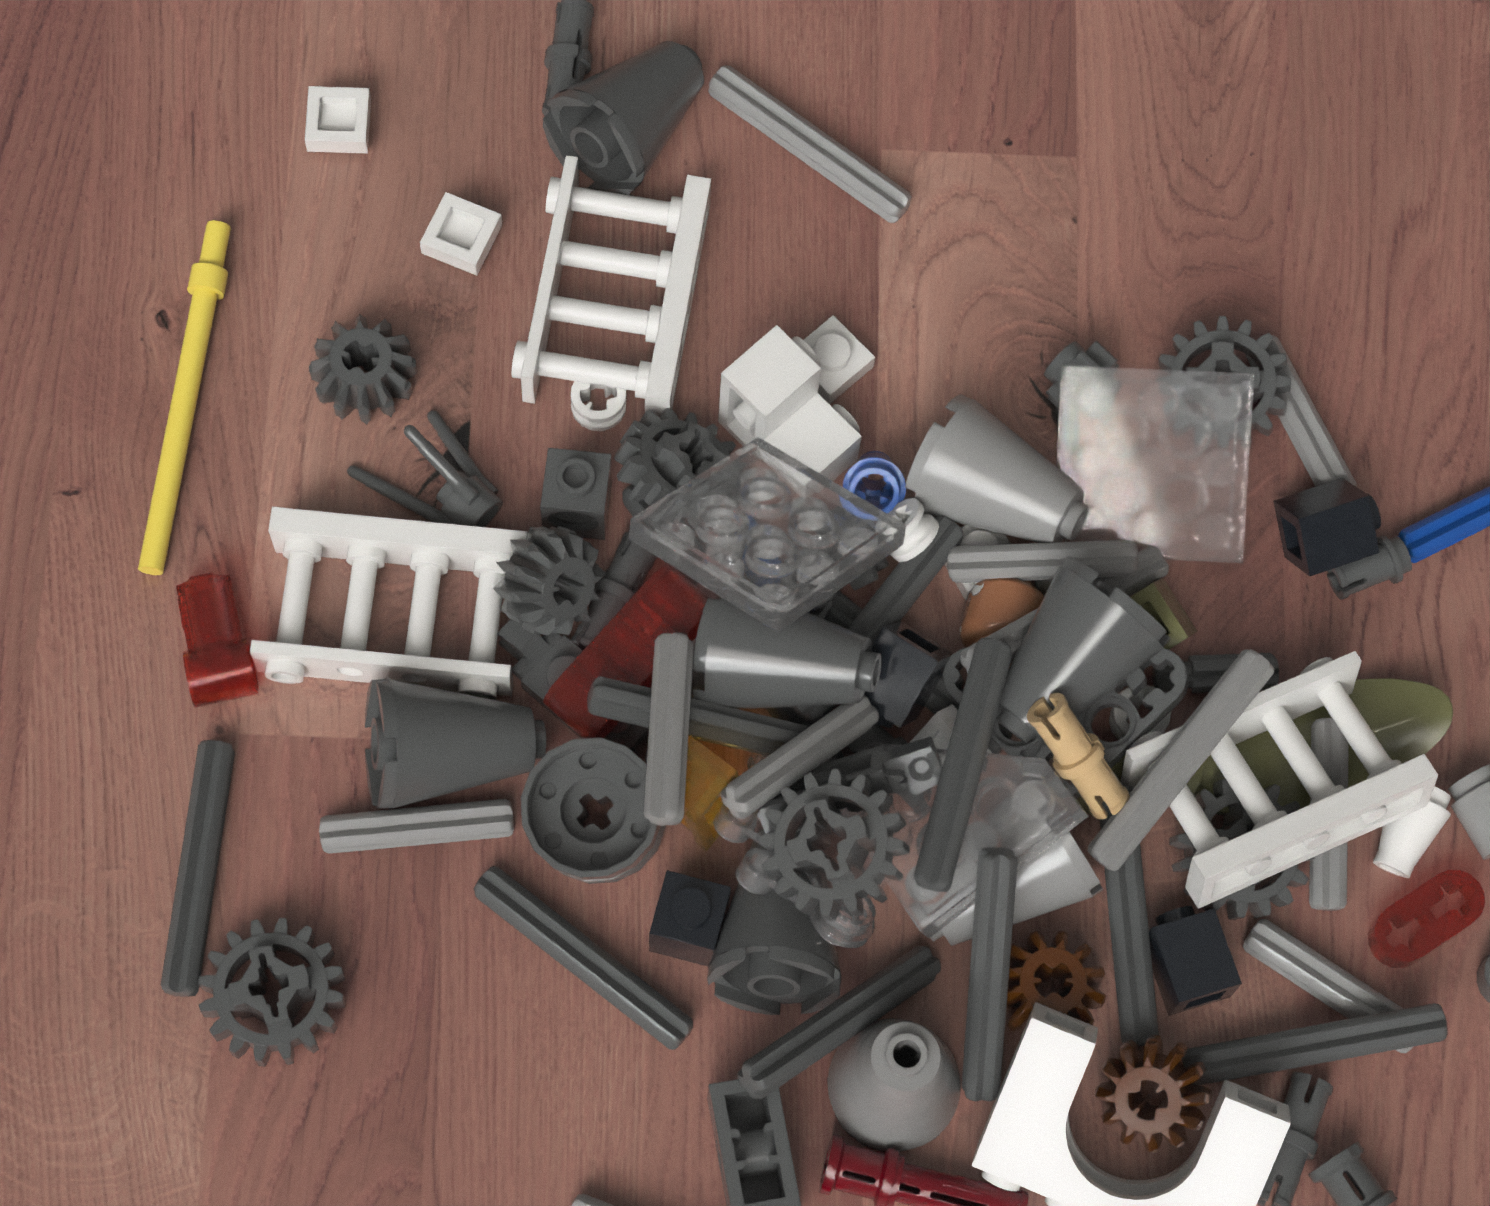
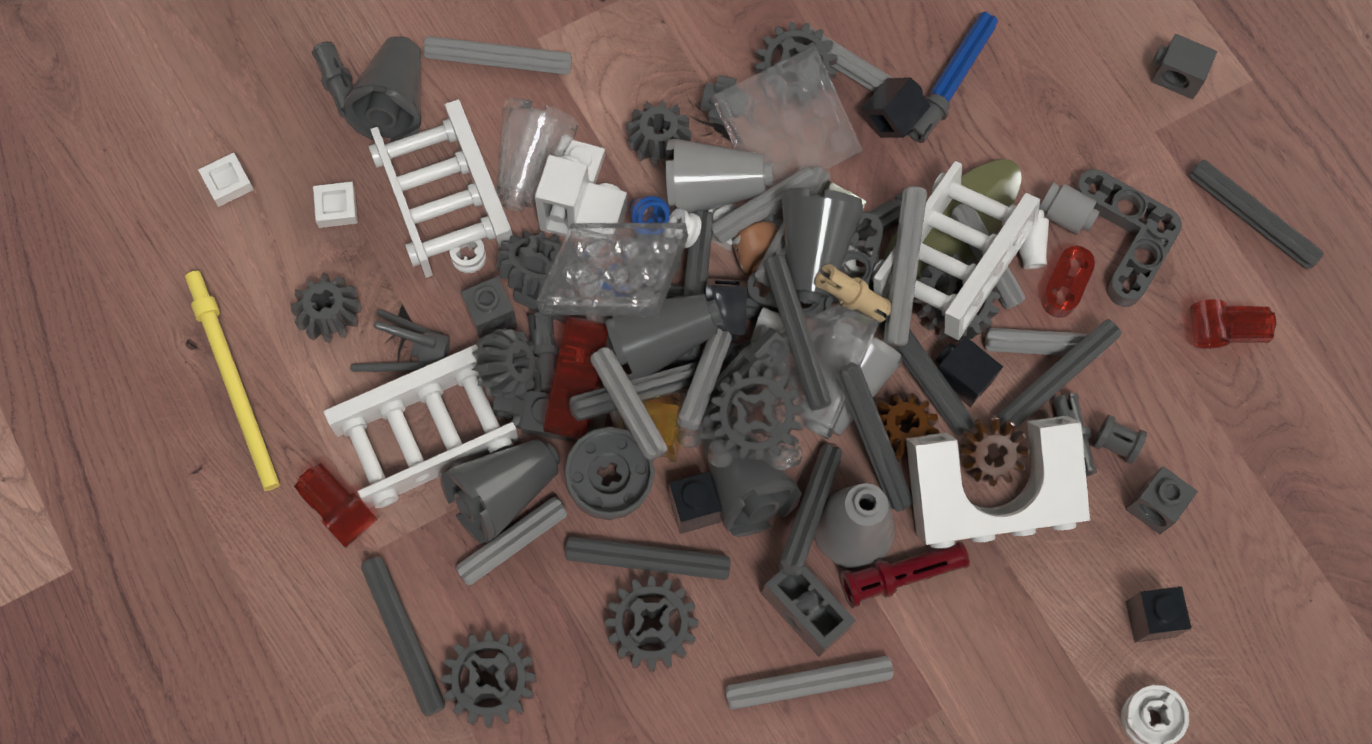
camera: 30 degrees left, 0 degrees up
(503, 1056) = (665, 637): none -> dark grey gear
(766, 287) = (525, 144): none -> clear cone
(960, 355) = (652, 120): none -> dark grey gear

